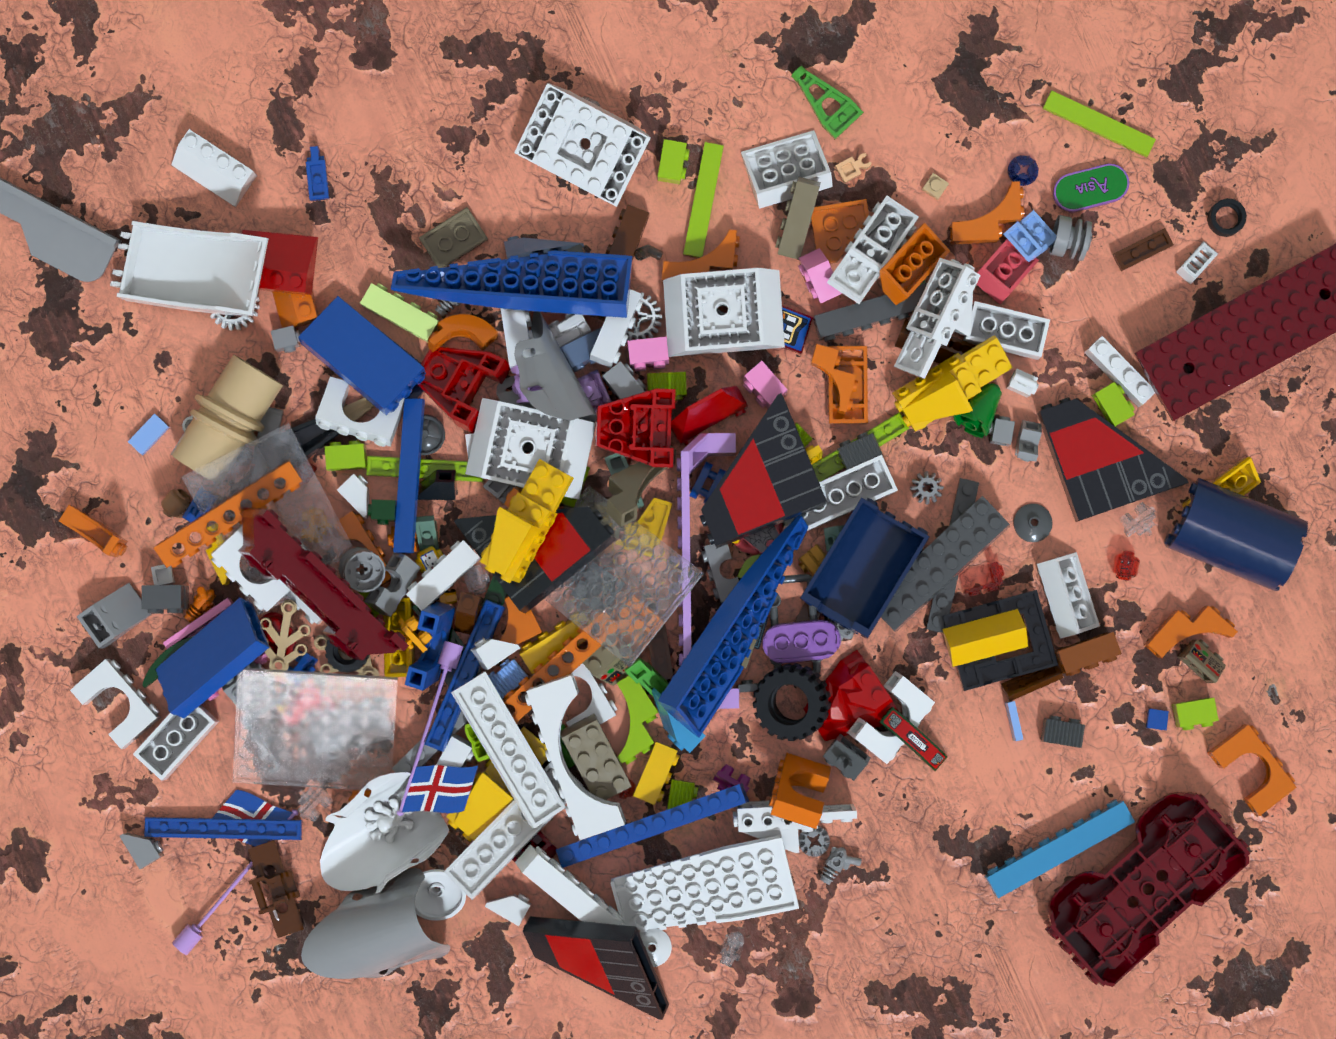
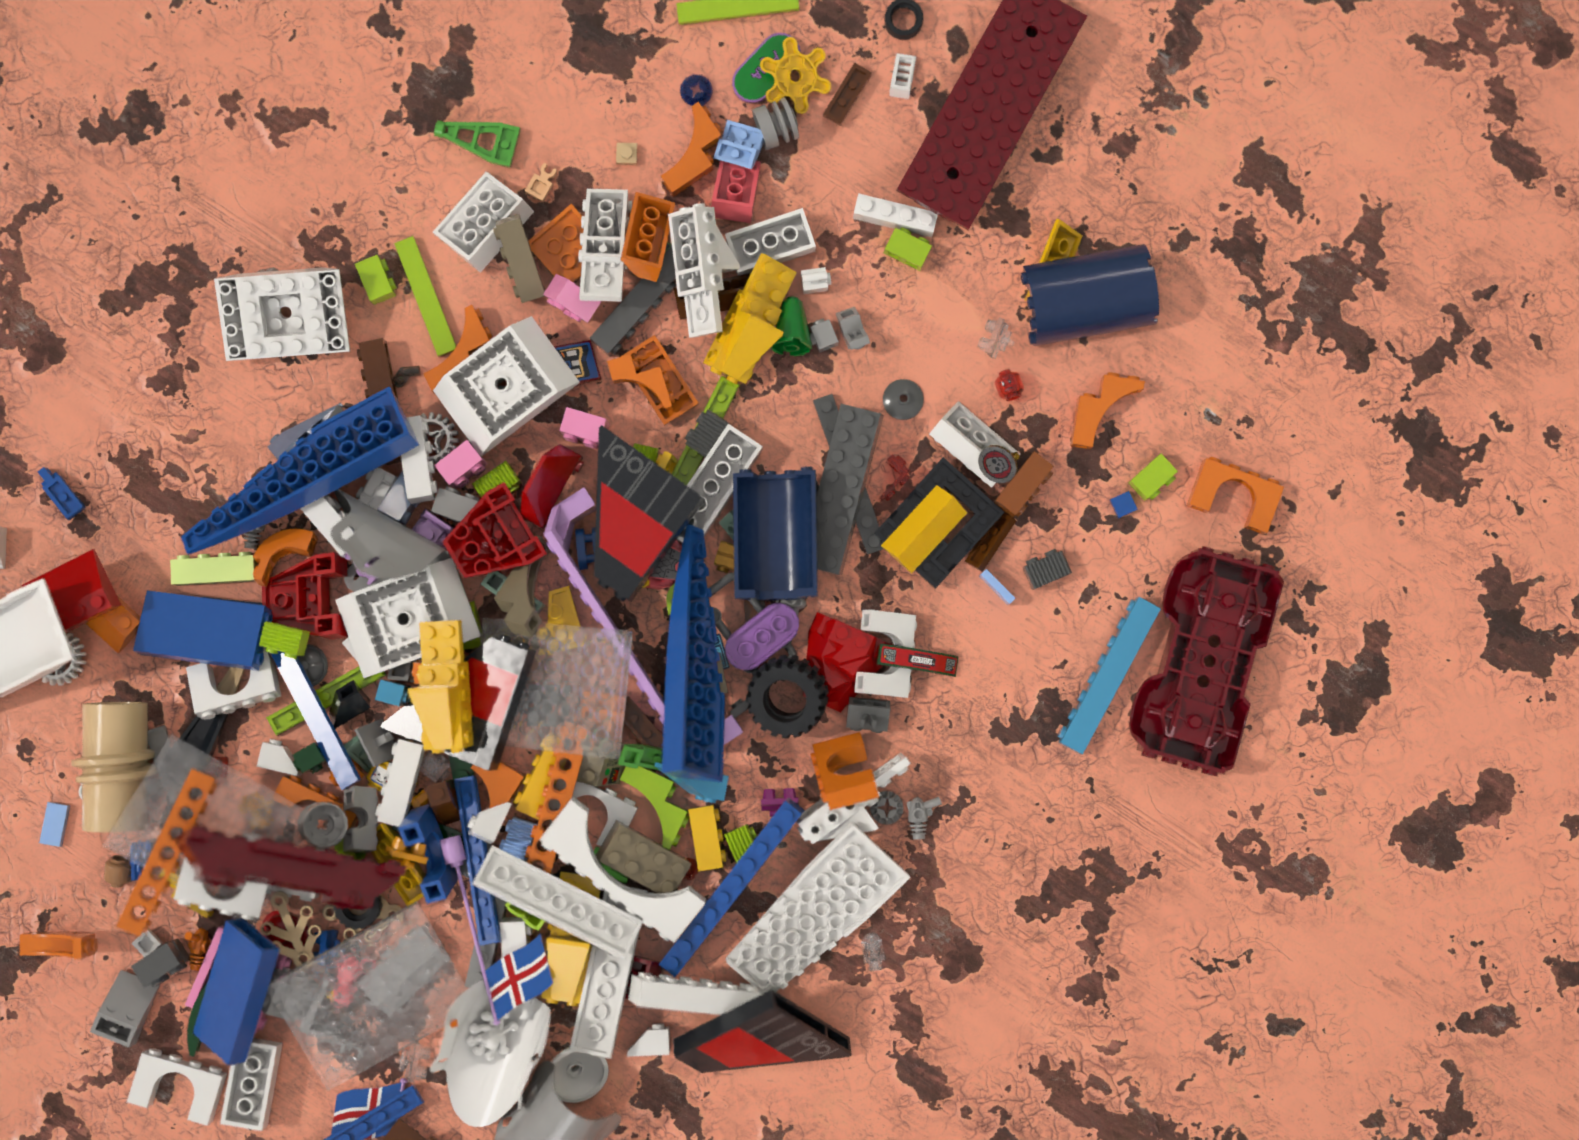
camera: 30 degrees left, 0 degrees up
(286, 339) = (124, 659): light grey brick -> none
(345, 457) = (246, 731): lime brick -> none
(422, 403) = (284, 639): none -> lime brick
(443, 531) = (376, 742): none -> light grey piece
(453, 238) = (221, 472): dark tan tile -> none
(481, 501) = (393, 693): none -> dark azure brick
(661, 941) = (808, 986): white dish -> none
(715, 558) = (638, 610): light grey arch -> none
(928, 481) = (791, 434): light grey gear -> none
(1078, 623) = (998, 463): none -> shield
(1099, 462) = (928, 307): slope -> none
(1120, 217) = (807, 68): none -> yellow plate
(1202, 661) = (1130, 427): dark tan slope -> none

